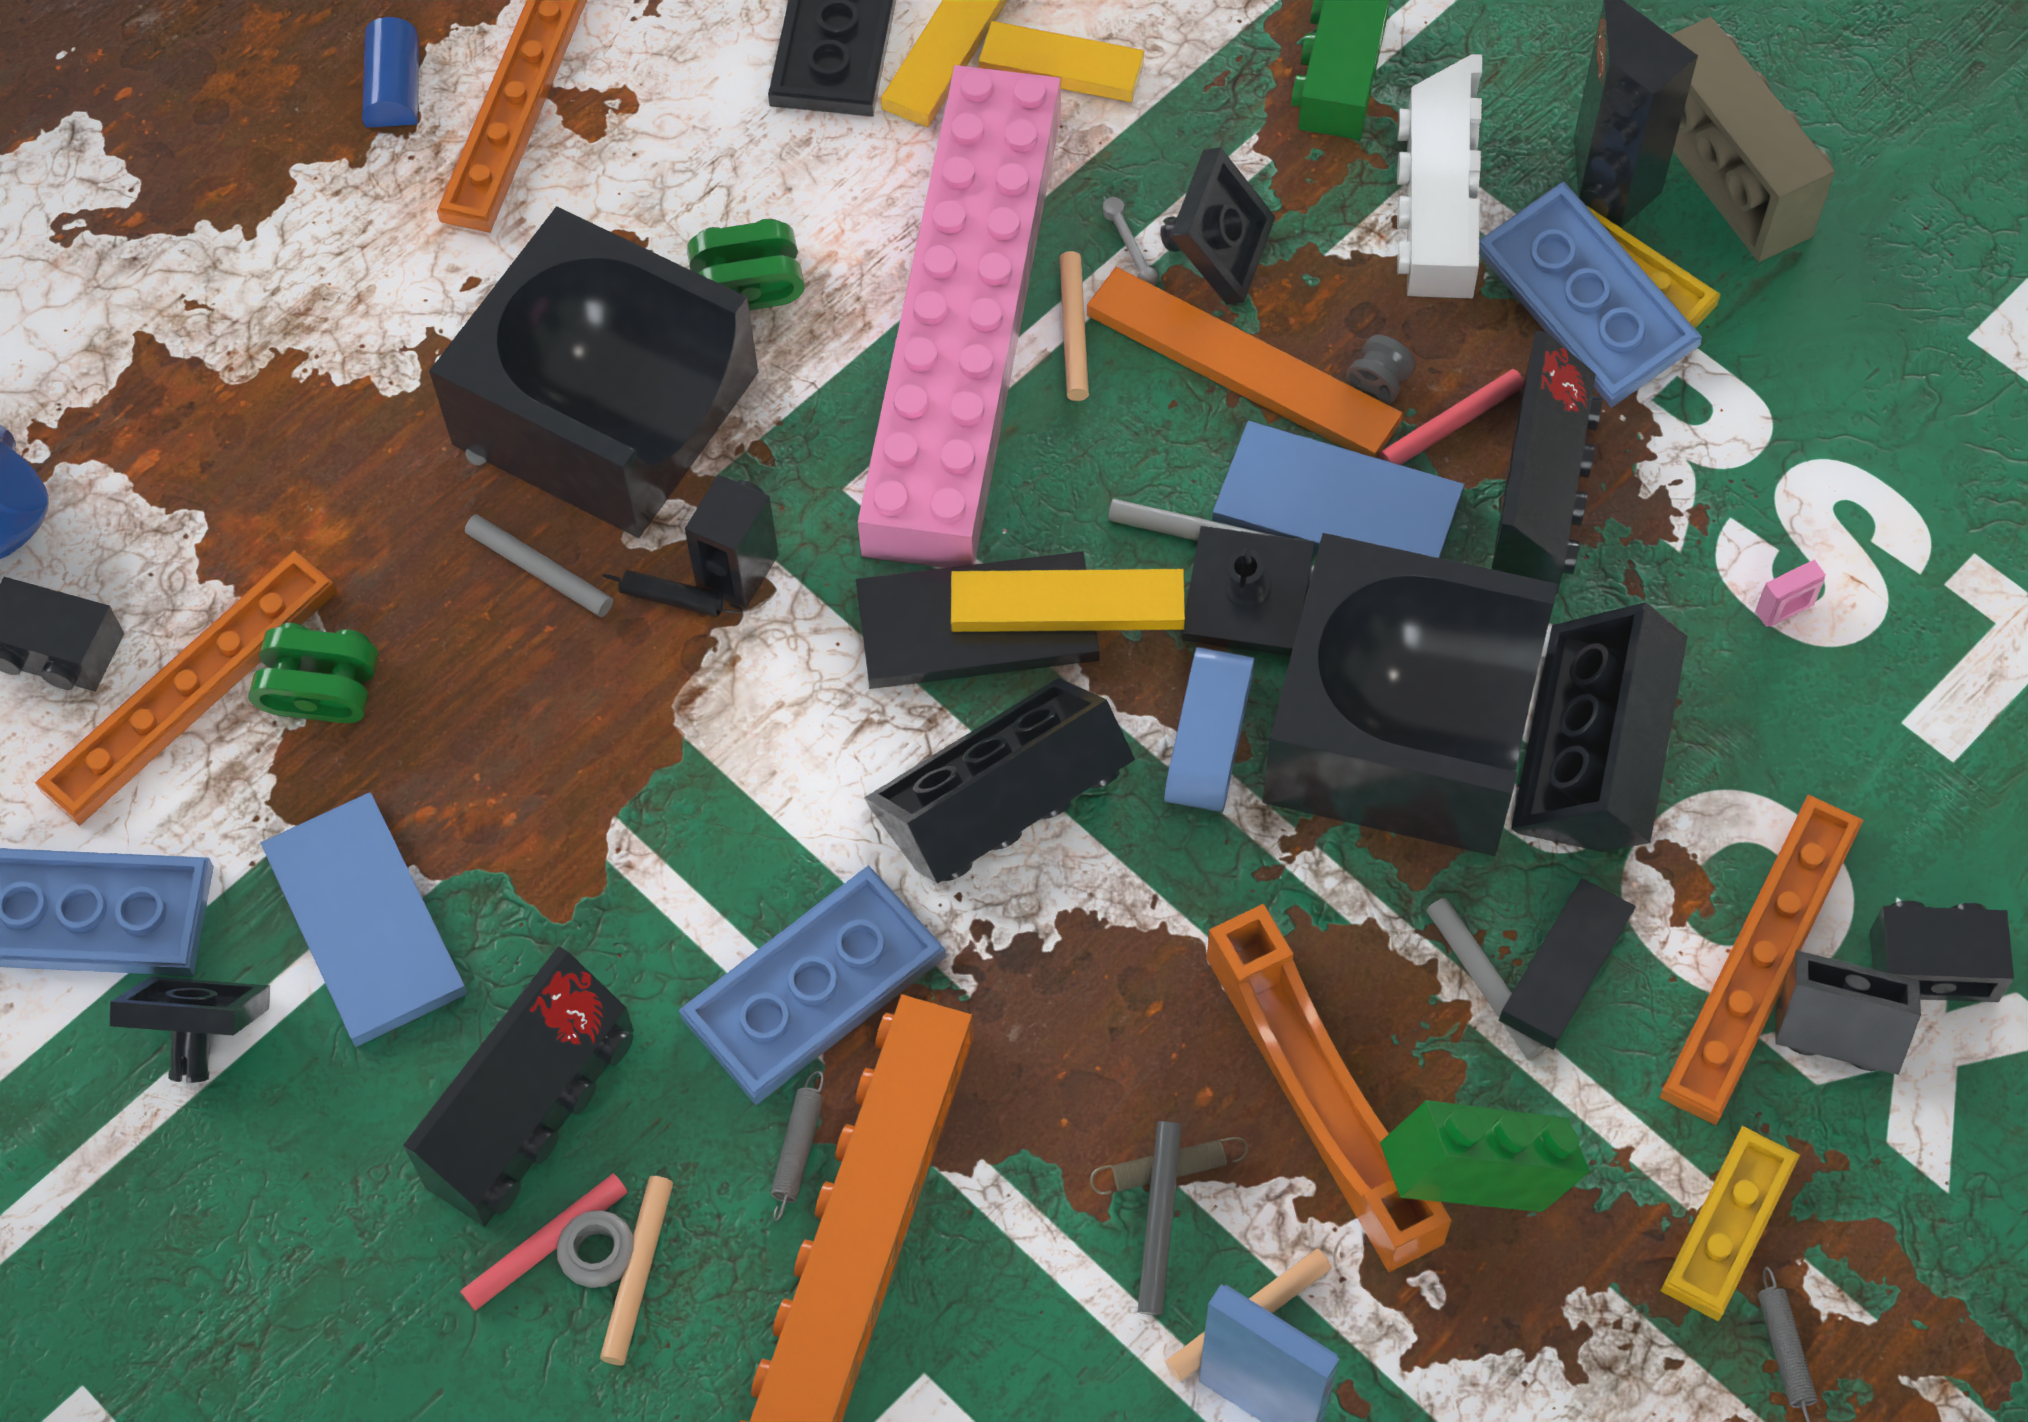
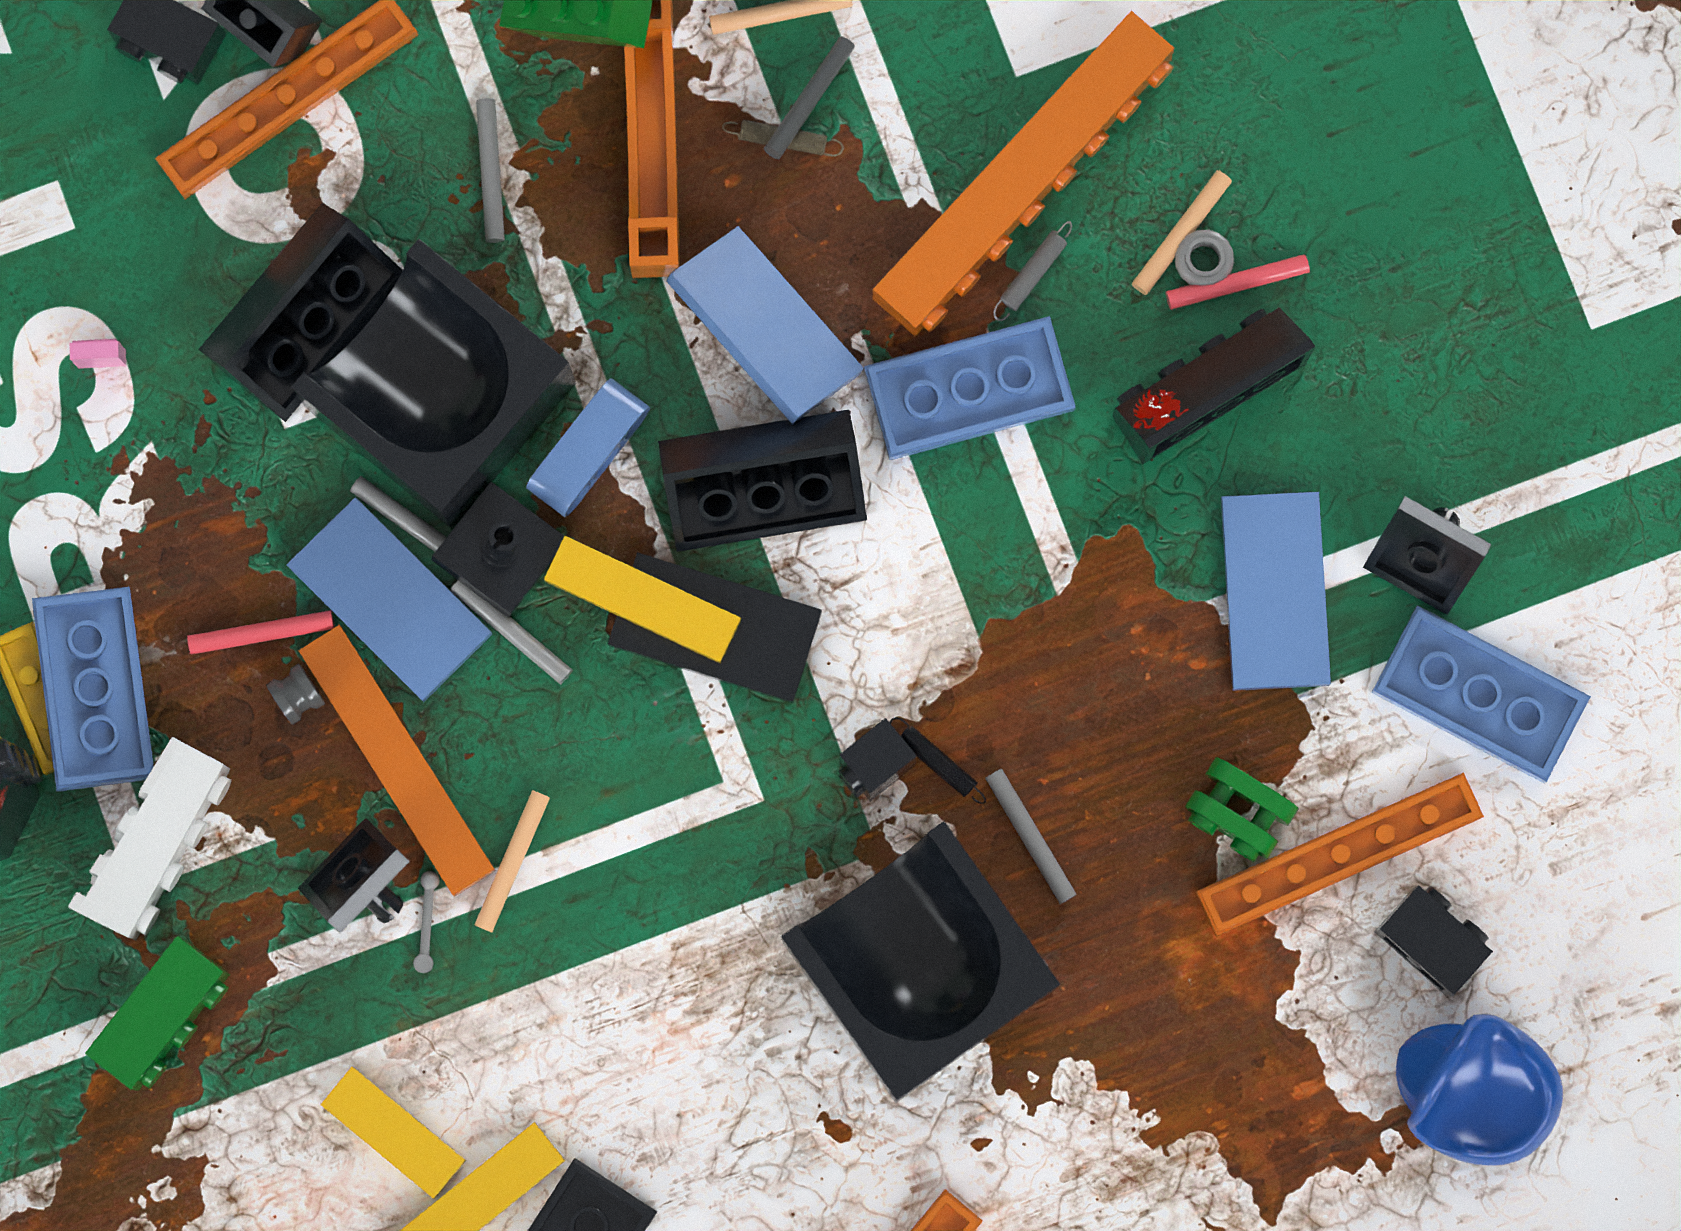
camera: 155 degrees left, 20 degrees up
(750, 260) = (726, 1050): green brick -> none
(961, 320) = (596, 904): bright pink brick -> none
(1080, 935) = (765, 325): none -> medium blue tile
(1547, 465) = (224, 537): black slope -> none
(1567, 964) = (429, 148): black tile -> none

